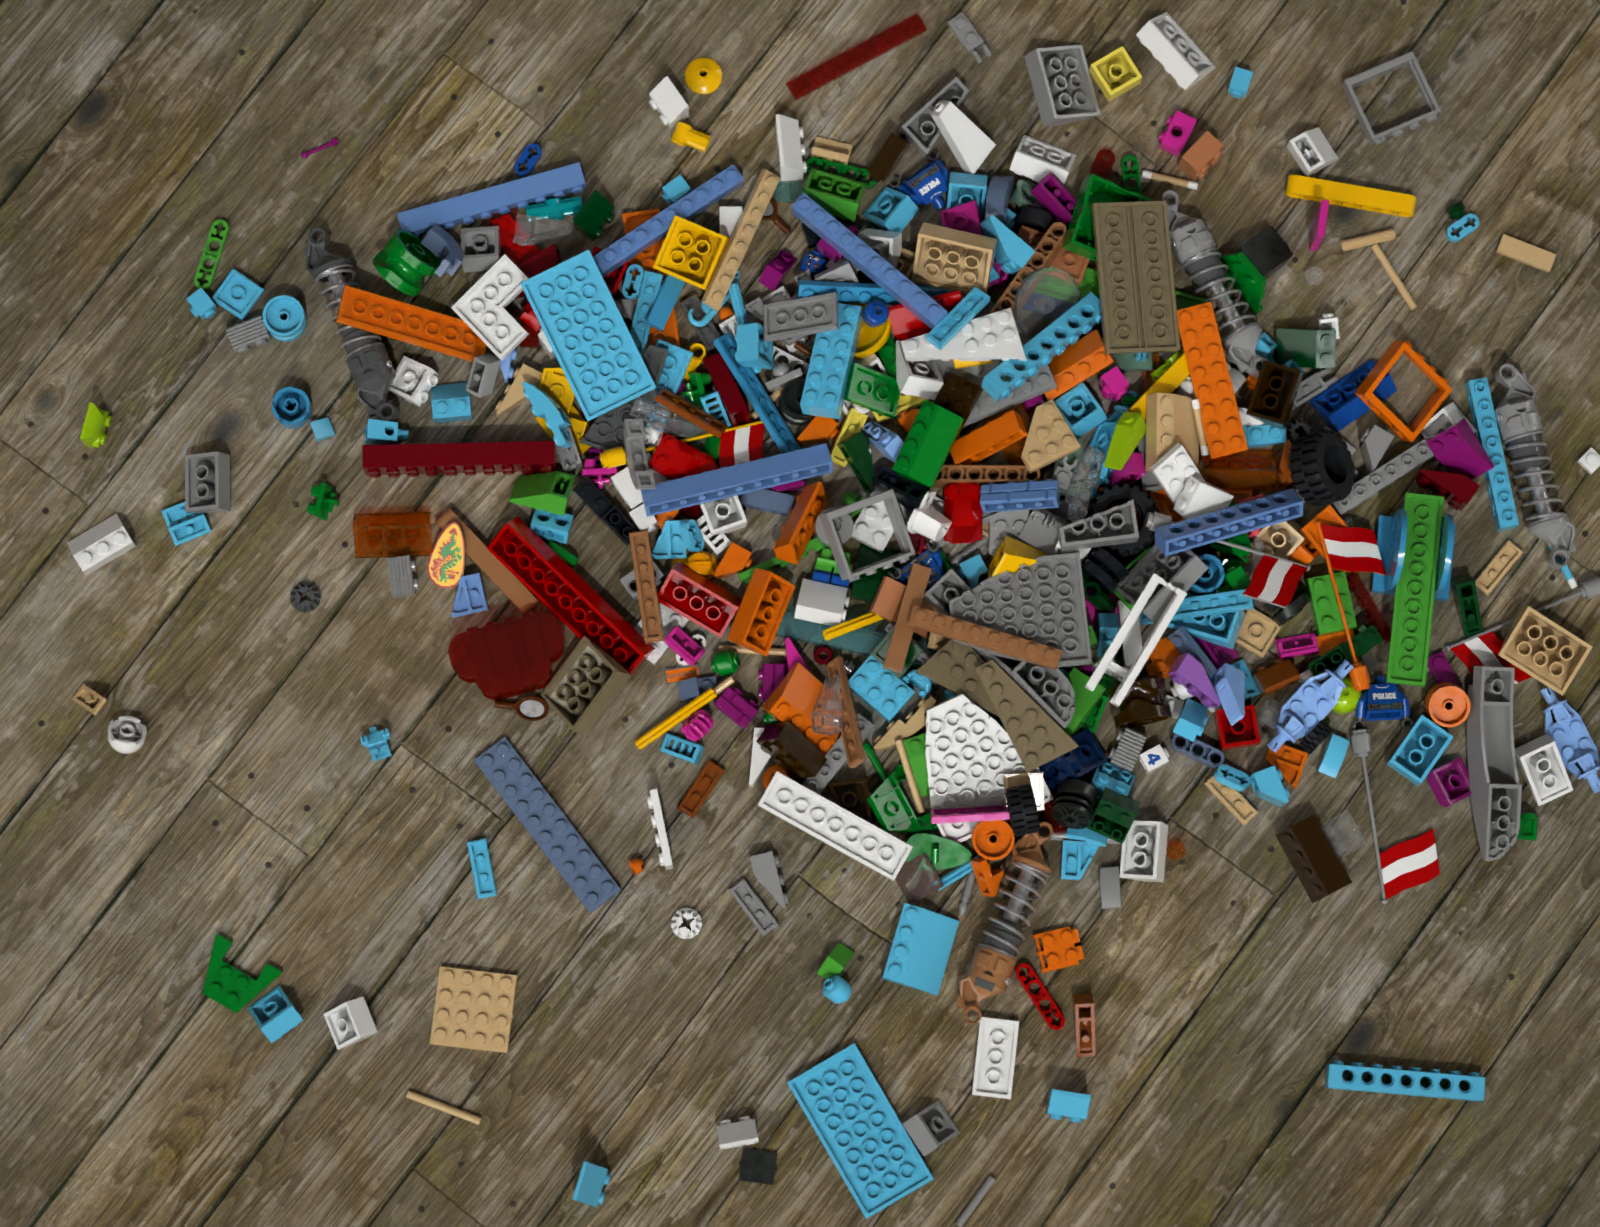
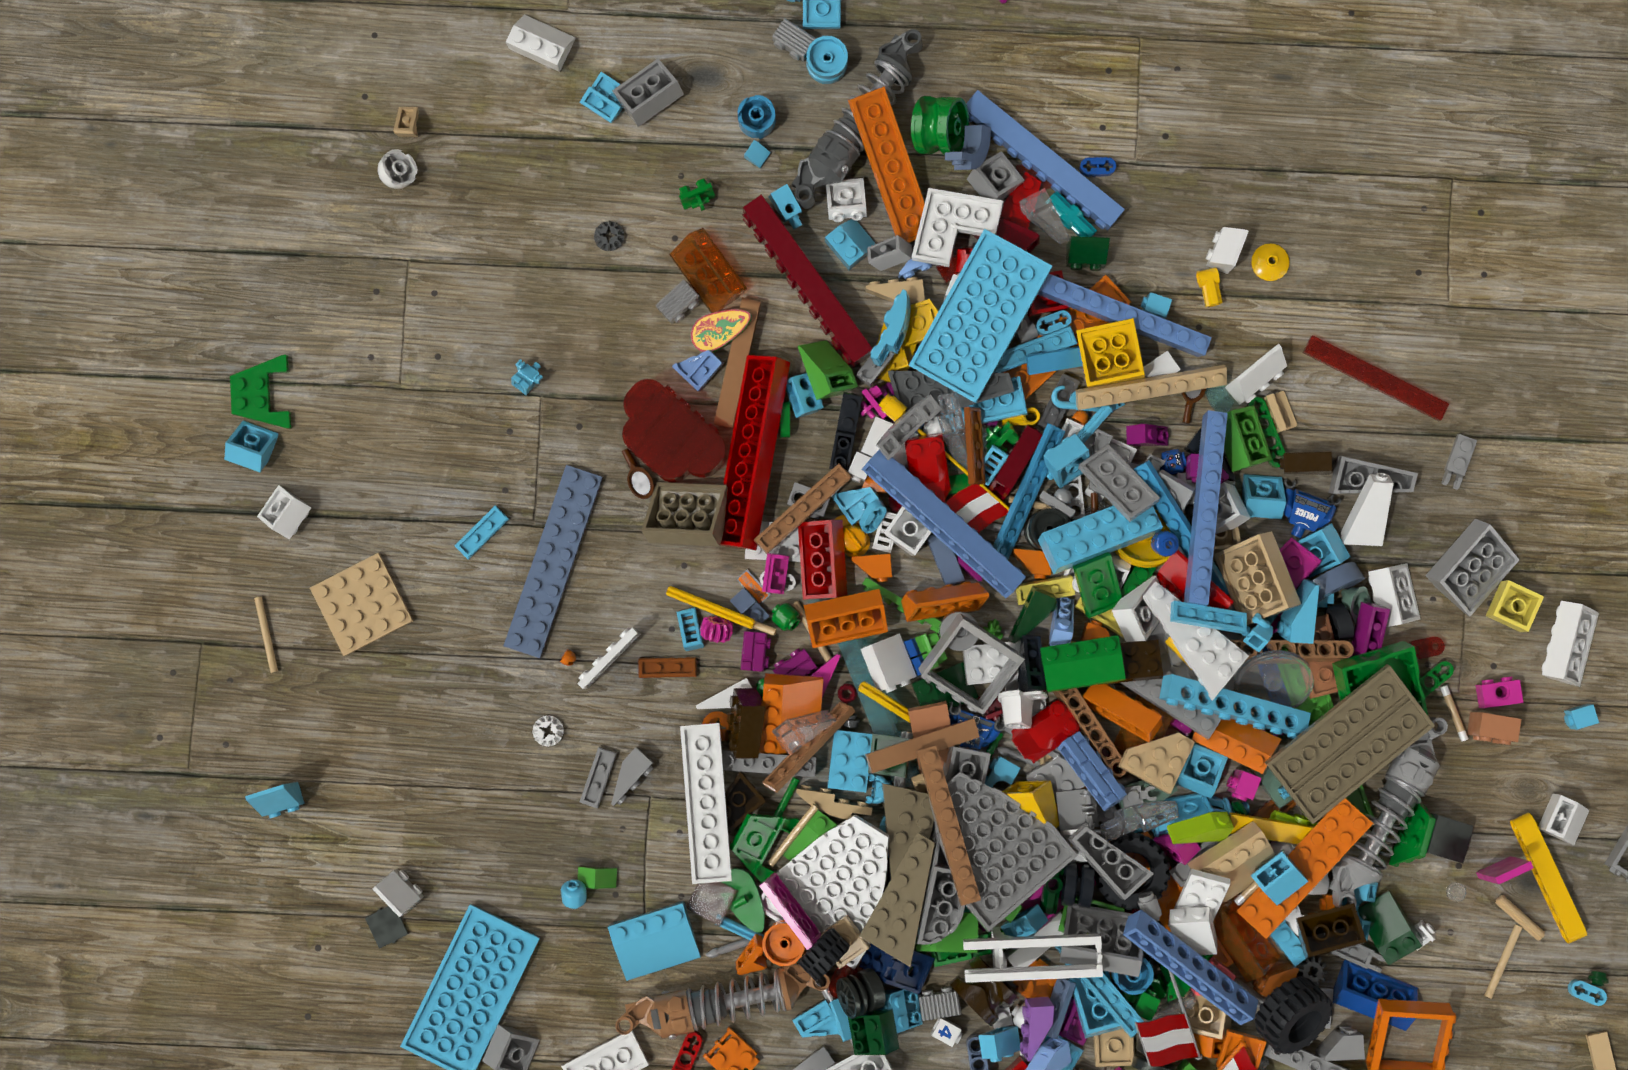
camera: 60 degrees right, 5 degrees up
(1000, 288) = (1259, 635): none -> medium azure piece
(1205, 404) = (1279, 877): none -> medium azure slope

